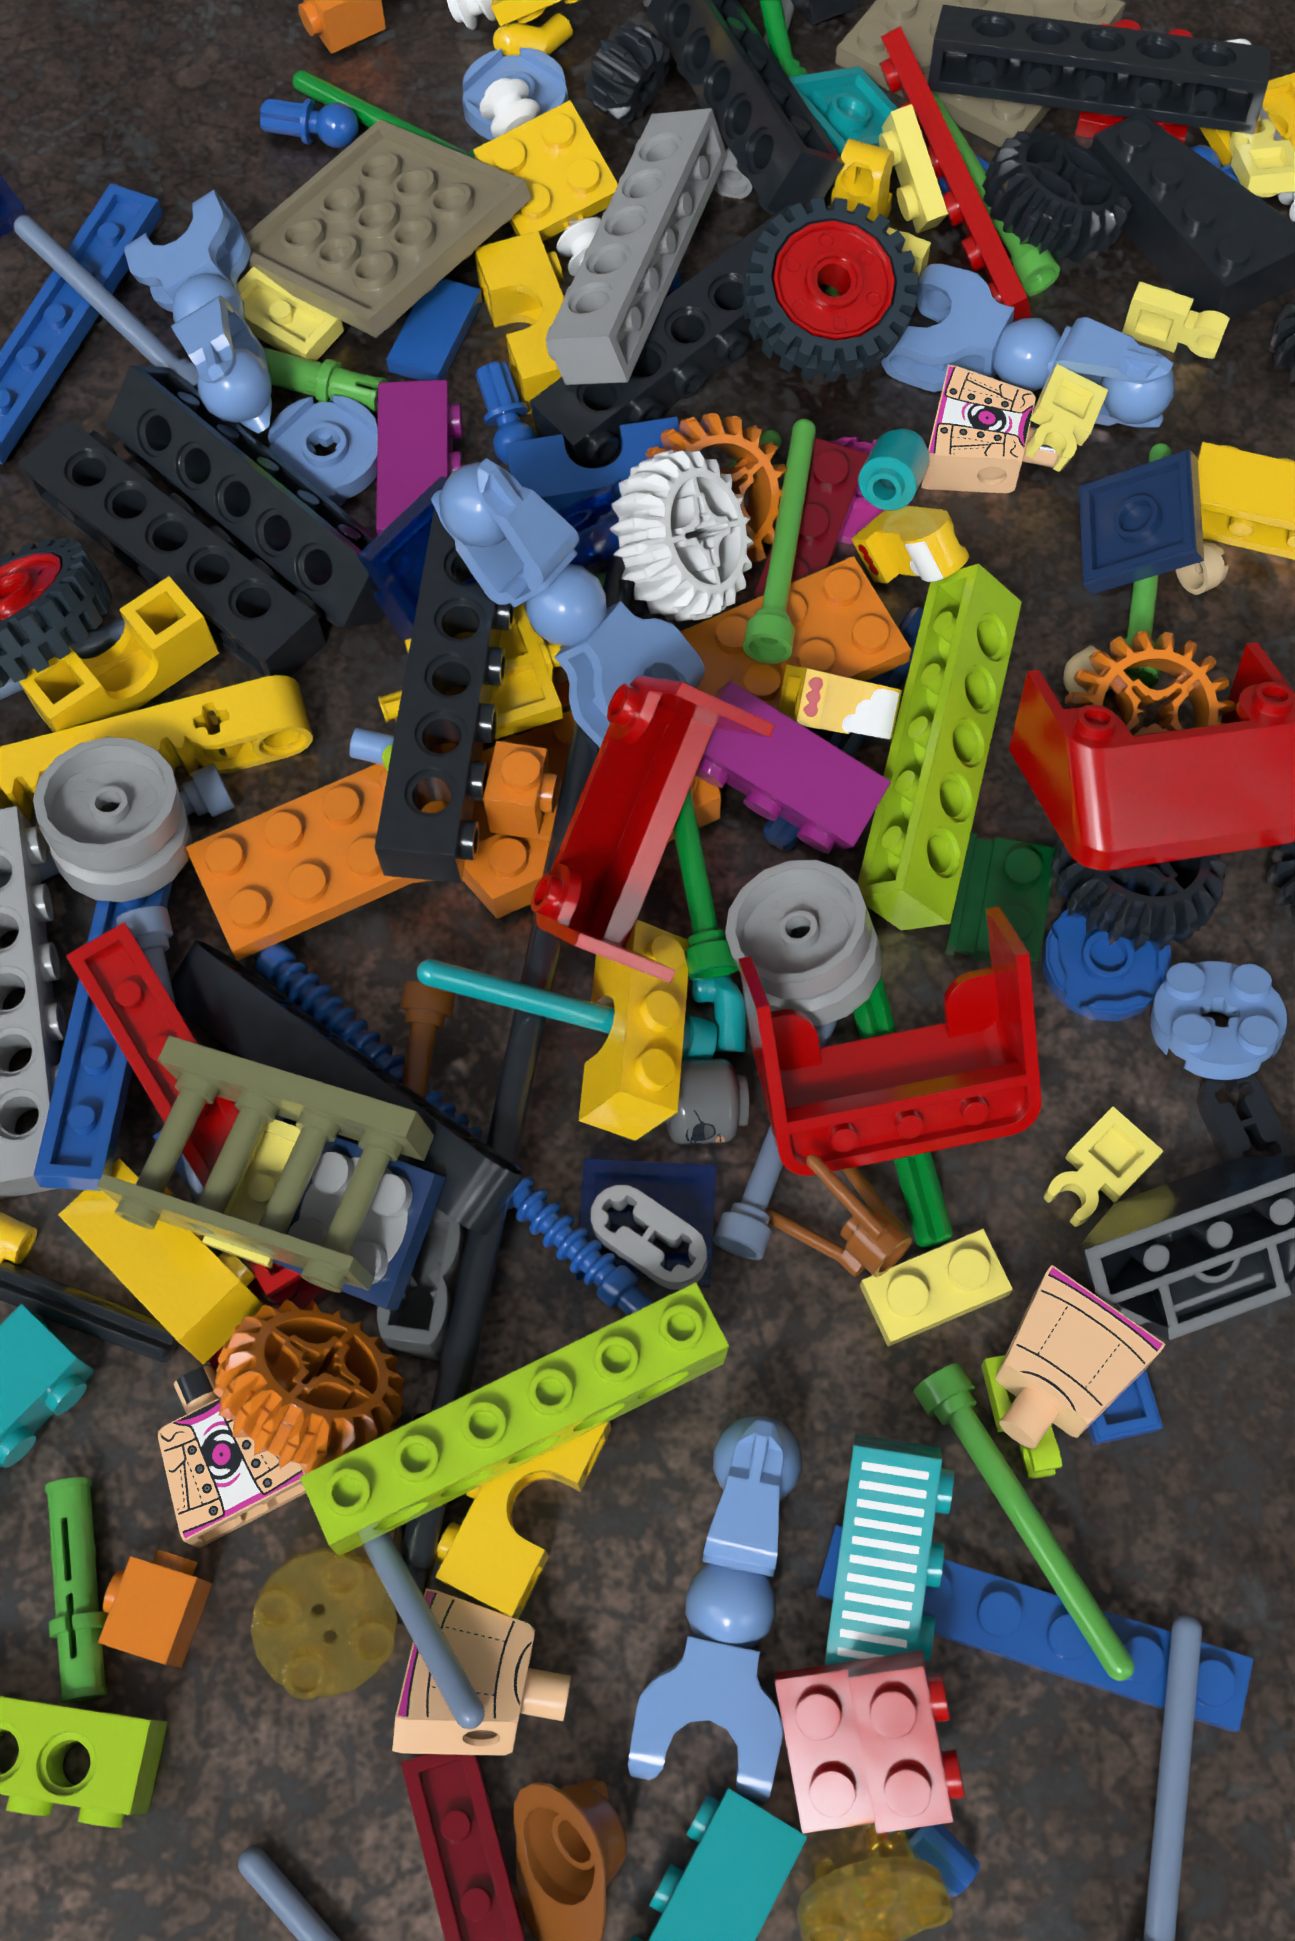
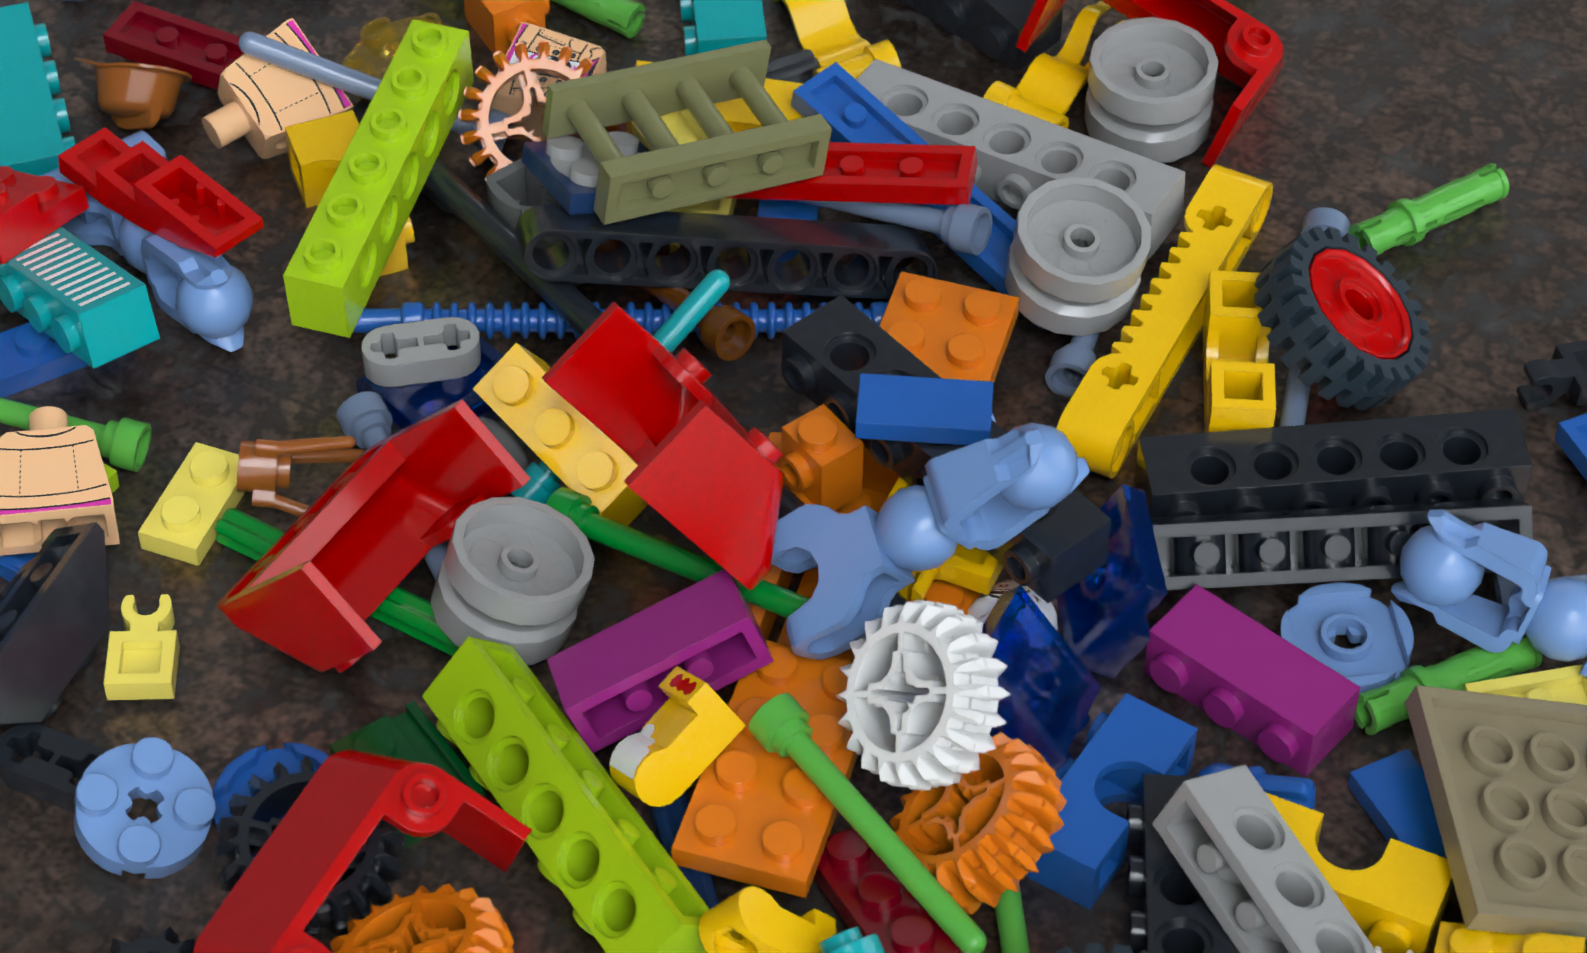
camera: 130 degrees right, 20 degrees down
(452, 681) = (923, 409): none -> blue tile
(726, 1586) = (159, 195): none -> red slope

